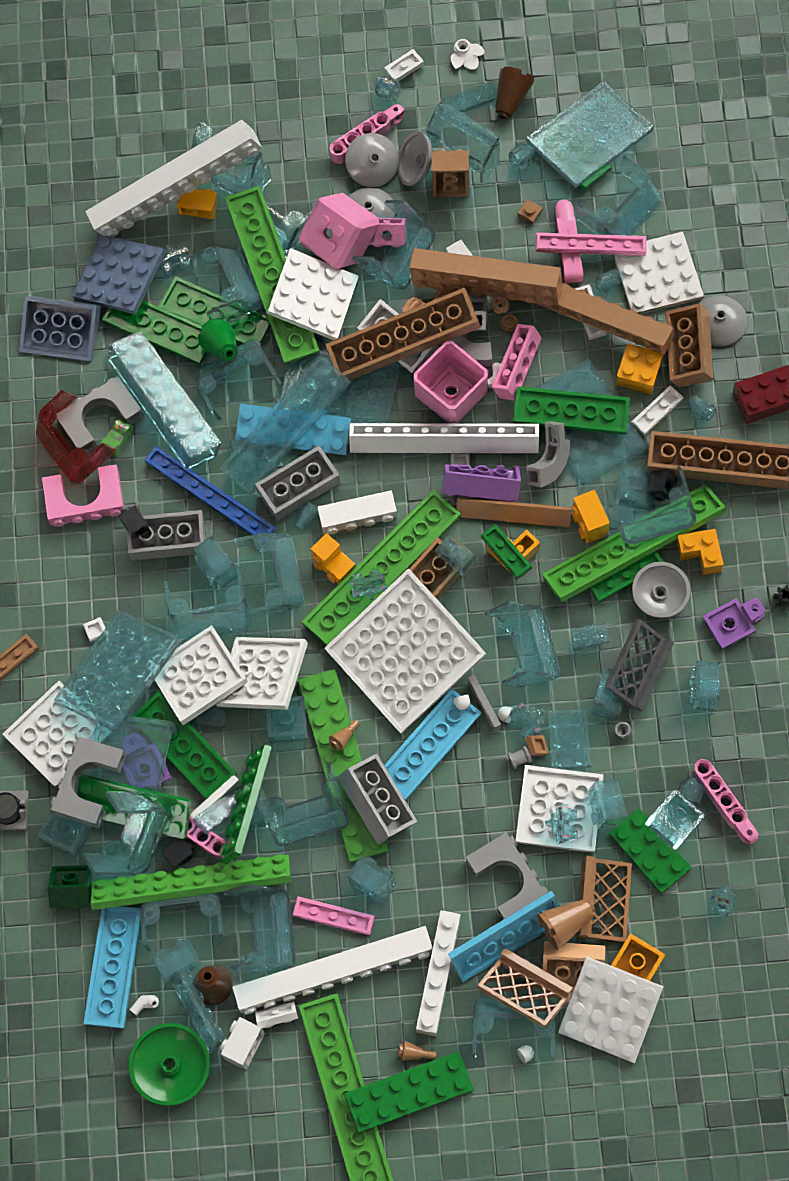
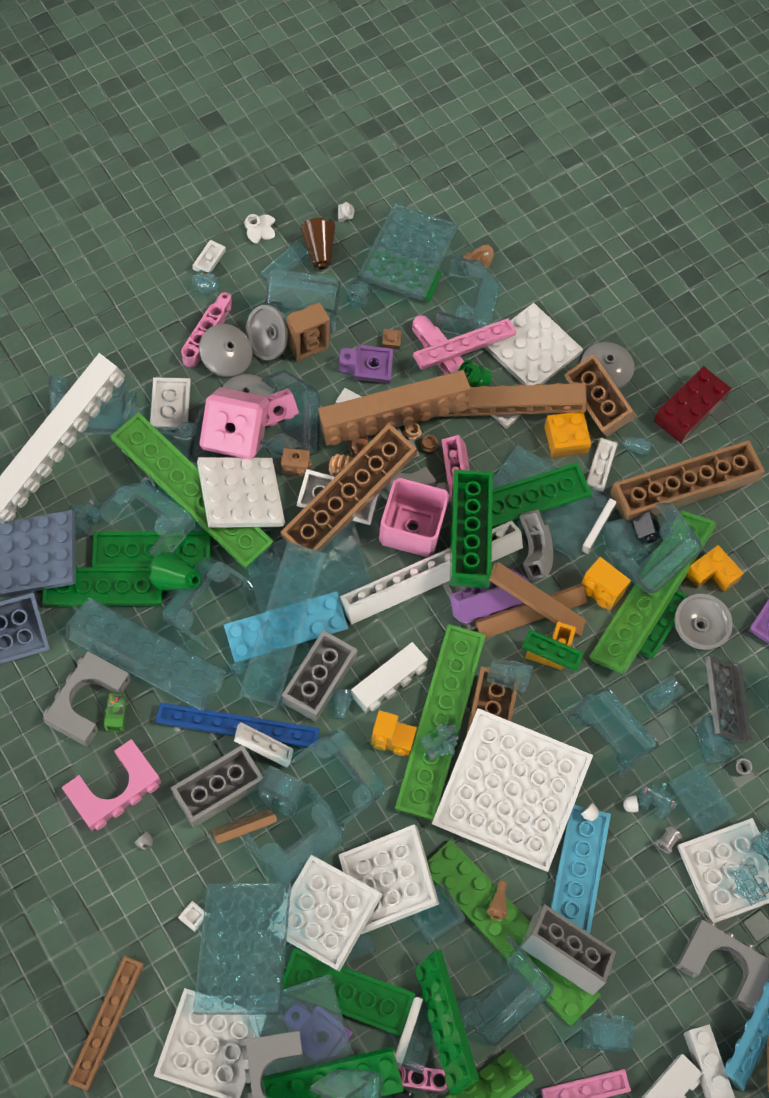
camera: 40 degrees left, 5 degrees down
(77, 463) = (87, 760): clear red windscreen -> none
(87, 552) = (144, 841): none -> light grey hinge
(133, 522) = (183, 788): black brick -> none
(169, 576) = (244, 826): none -> medium nougat tile
(198, 203) = (81, 455): light orange brick -> none
(220, 518) = (263, 744): none -> white tile
(298, 188) = (170, 402): none -> white plate
(378, 288) = (295, 462): none -> medium nougat head
(484, 703) = (607, 804): light grey tile -> none
(485, 221) = (359, 361): none -> medium lavender plate
(491, 413) = (471, 529): none -> green brick
(517, 501) = (535, 598): none -> medium nougat tile
(537, 745) = (677, 820): medium nougat plate -> none
(554, 71) = (345, 212): none -> white plate
(580, 276) = (476, 374): none -> green wheel
(609, 280) = (498, 368): clear light blue brick -> none
(615, 465) = (598, 526): none -> white tile
(656, 167) = (482, 254): none -> medium nougat hat

